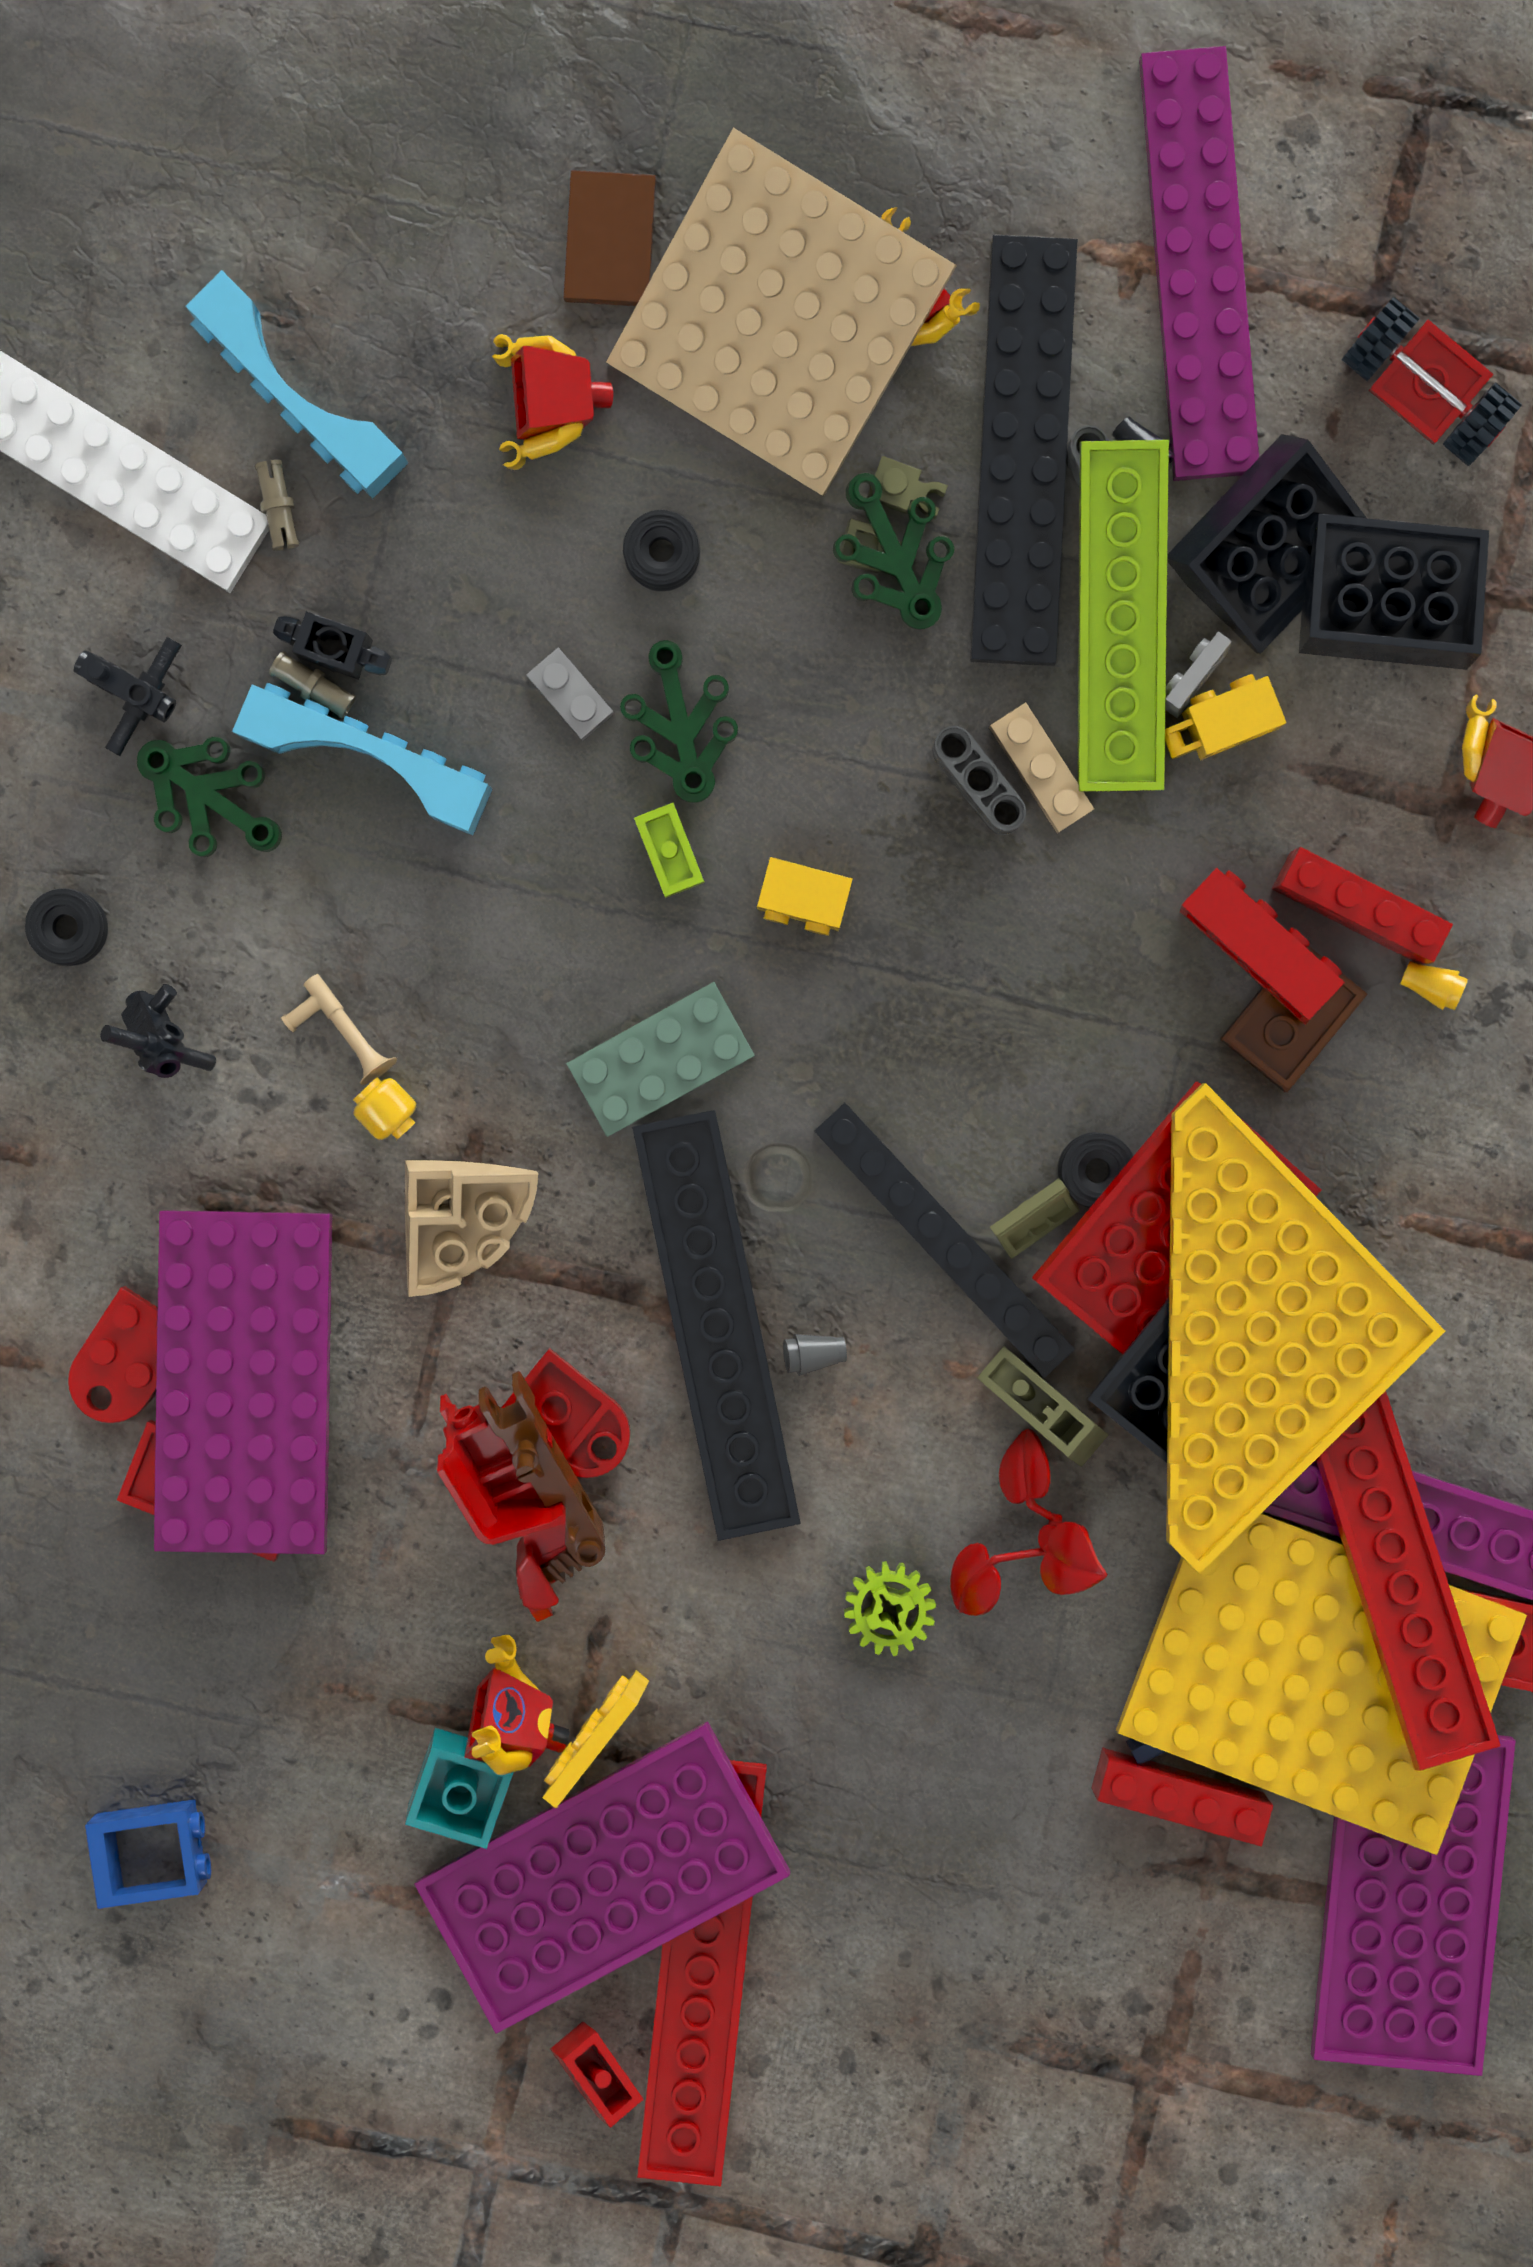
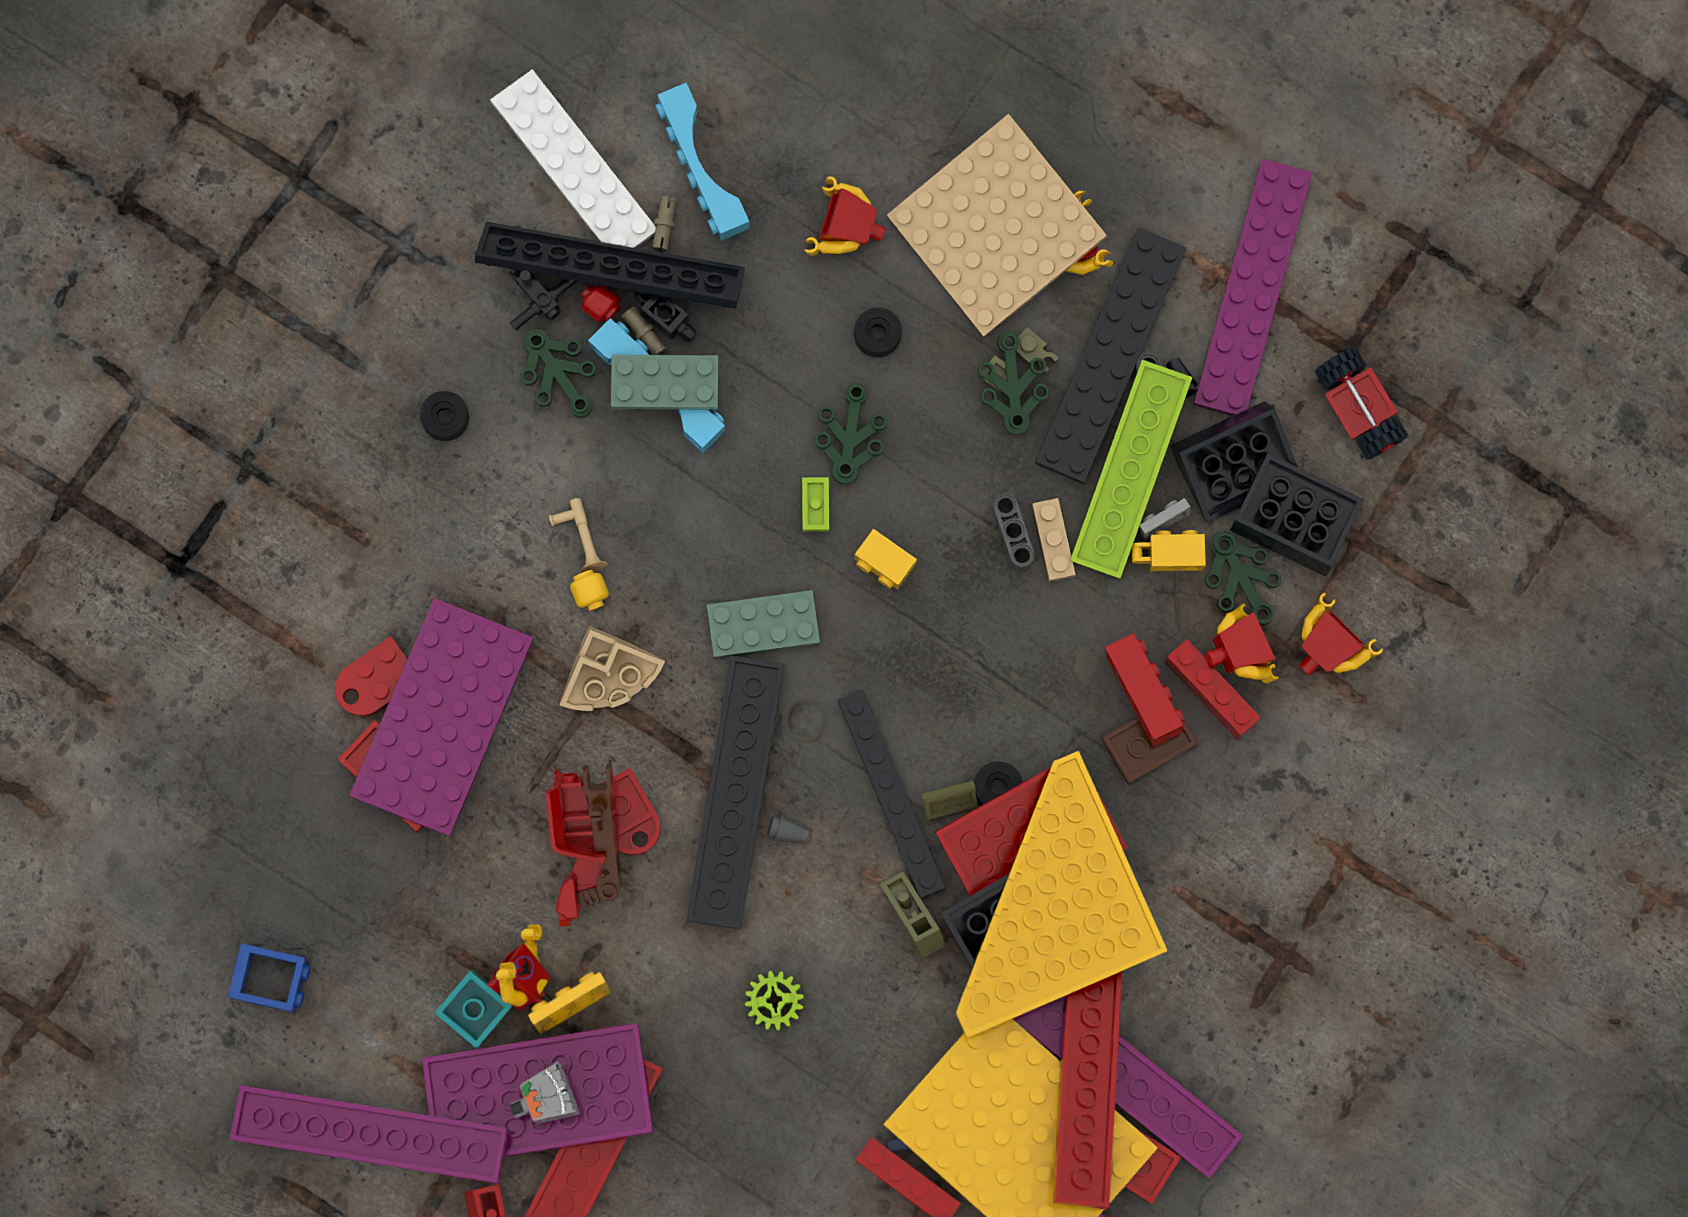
camera: 10 degrees right, 10 degrees down
(154, 1035) = (473, 496): black piece -> none
(218, 602) = (610, 265): none -> black plate
(228, 665) = (600, 303): none -> red head
(371, 752) = (664, 382): none -> sand green plate
(383, 2025) = (369, 1134): none -> magenta plate
(570, 694) = (792, 394): light grey plate -> none
(609, 237) = (915, 146): reddish brown tile -> none
(617, 1886) = (546, 1096): none -> light grey torso
(1067, 1550) = (892, 997): red plant -> none
(1337, 715) = (1240, 574): none -> dark green plant
(1387, 826) = (1242, 647): none -> red torso
(1435, 984) = (1241, 753): yellow cone -> none

